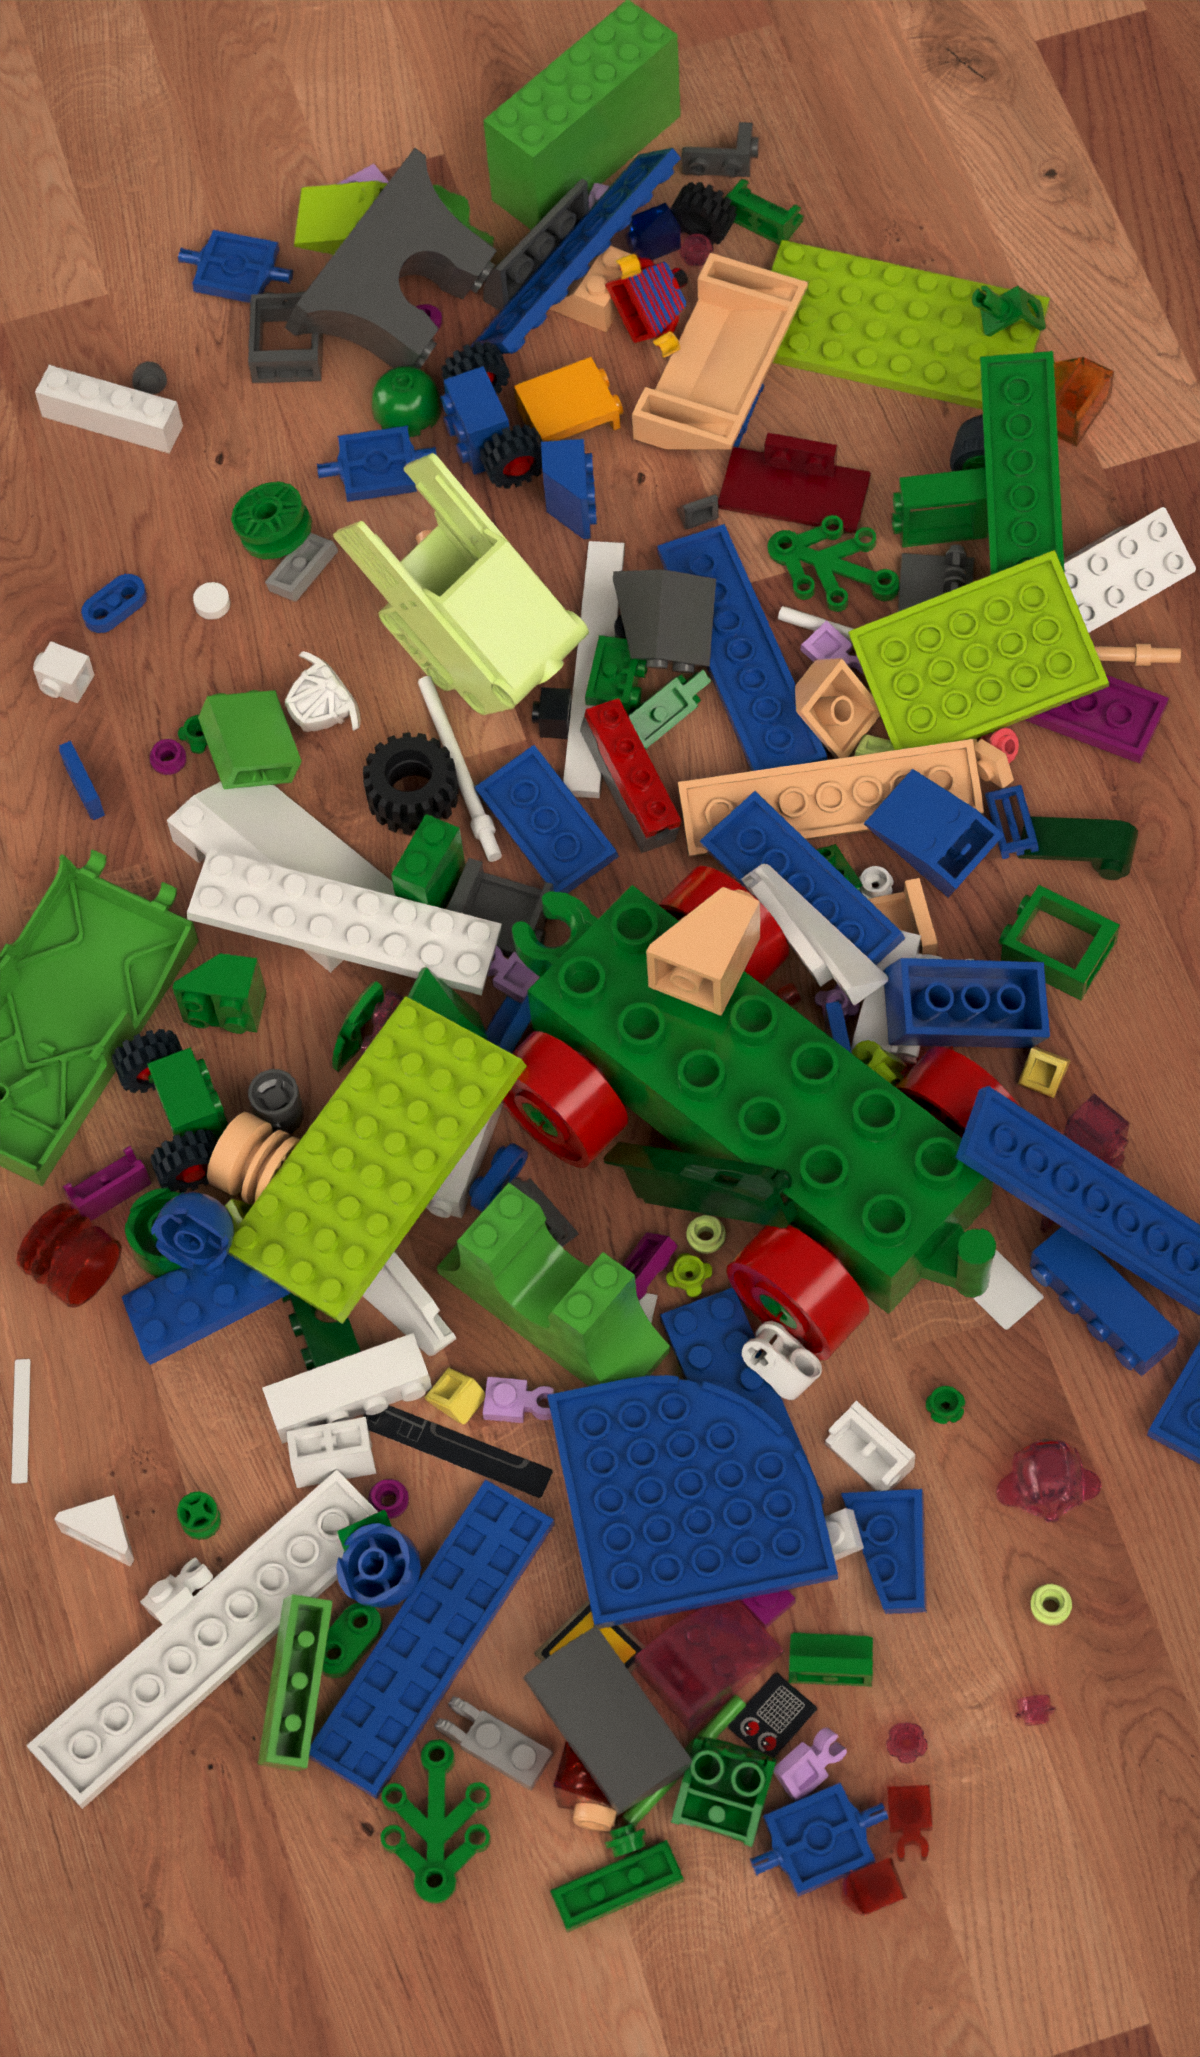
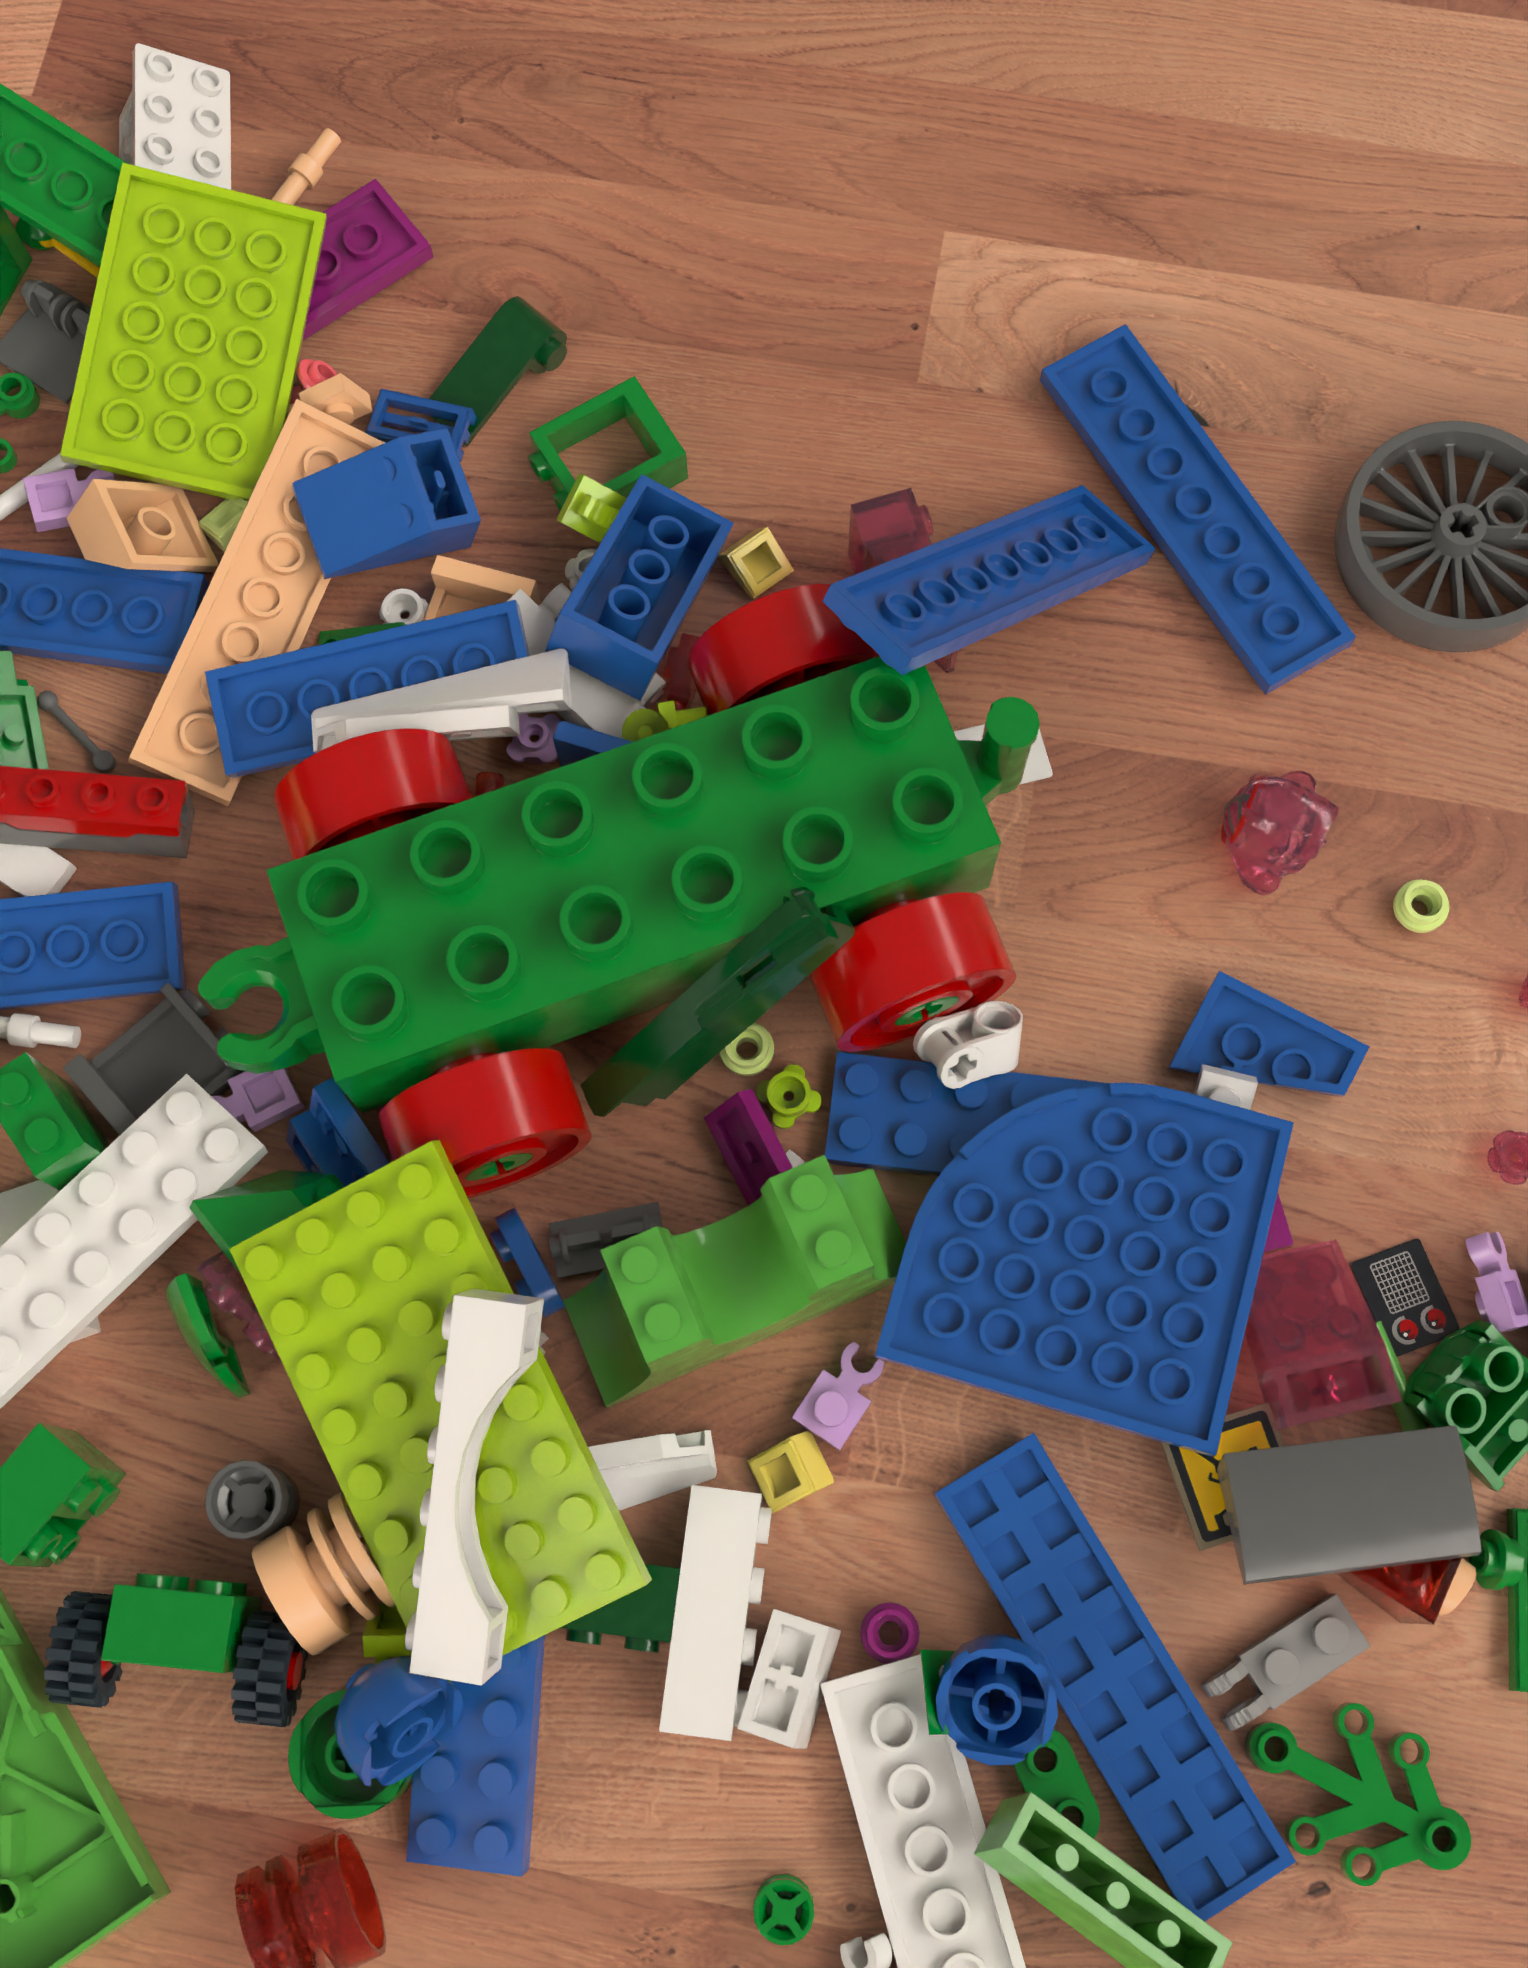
camera: 65 degrees left, 10 degrees up
(109, 1186) = (230, 1800): magenta hinge -> none
(271, 1223) = (459, 1607): none -> white arch
(460, 1450) = (864, 1504): black sticker -> none
(676, 771) = (102, 759): none -> dark grey hinge
(706, 950) = (450, 812): light nougat slope -> none
(831, 1659) = (1371, 1190): green panel -> none
(870, 1448) = (1132, 1003): white hinge -> none
(948, 1395) = (1121, 877): green plate -> none
(1006, 945) = (590, 508): none -> lime tile
(1103, 1300) = (1085, 647): blue brick -> none

